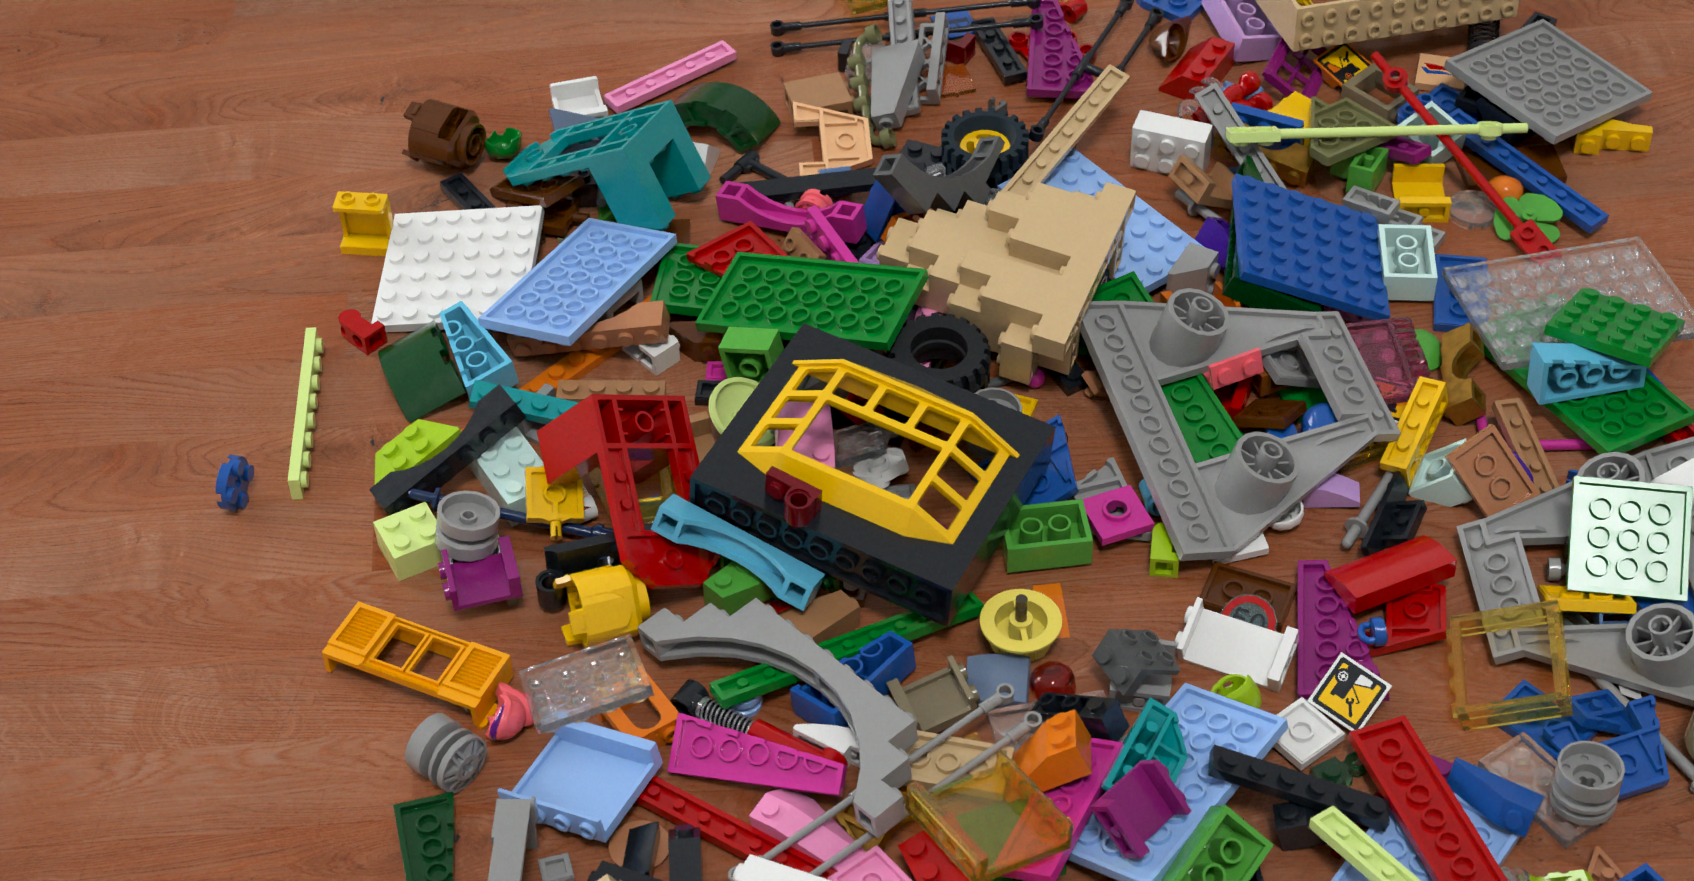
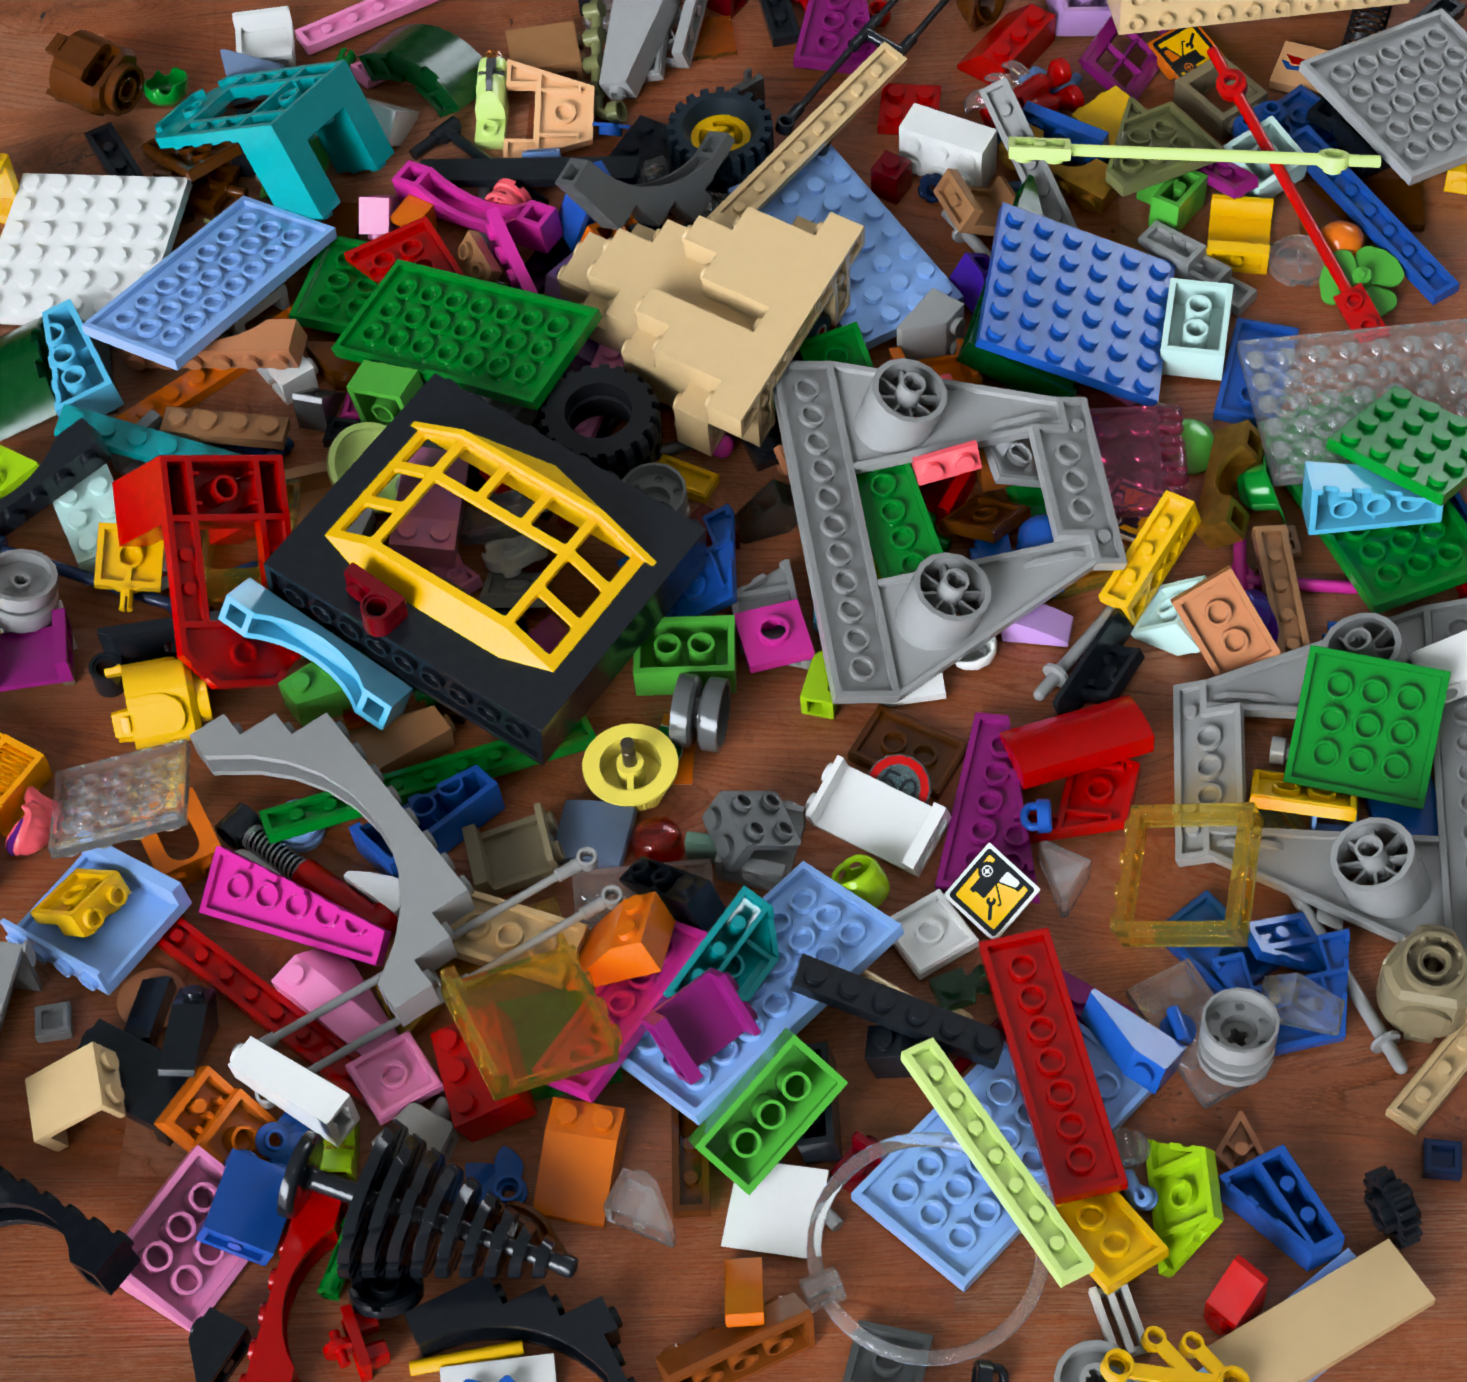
camera: 10 degrees right, 10 degrees up
(568, 768) = (83, 901): none -> yellow plate
(684, 375) = (316, 407): none -> dark grey slope
(705, 225) = (376, 213): none -> bright pink slope
(734, 219) = (413, 209): none -> orange panel
(782, 136) = (491, 101): none -> yellowish green plate
(885, 149) = (610, 129): none -> blue plate
(1070, 576) = (700, 712): none -> dark grey wheel
(1090, 423) = (767, 513): none -> clear smoke slope
(1094, 680) = (699, 846): none -> sand green tile
(1120, 118) = (898, 100): none -> red plate
(1128, 168) = (891, 177): none -> dark red brick
(1157, 171) = (924, 188): none -> dark blue plate
(1403, 674) = (1065, 874): none -> clear slope
(1490, 376) = (1257, 489): none -> green piece
(1531, 780) = (1178, 1026): none -> blue plate
(1638, 753) = (1304, 1003): none -> clear slope

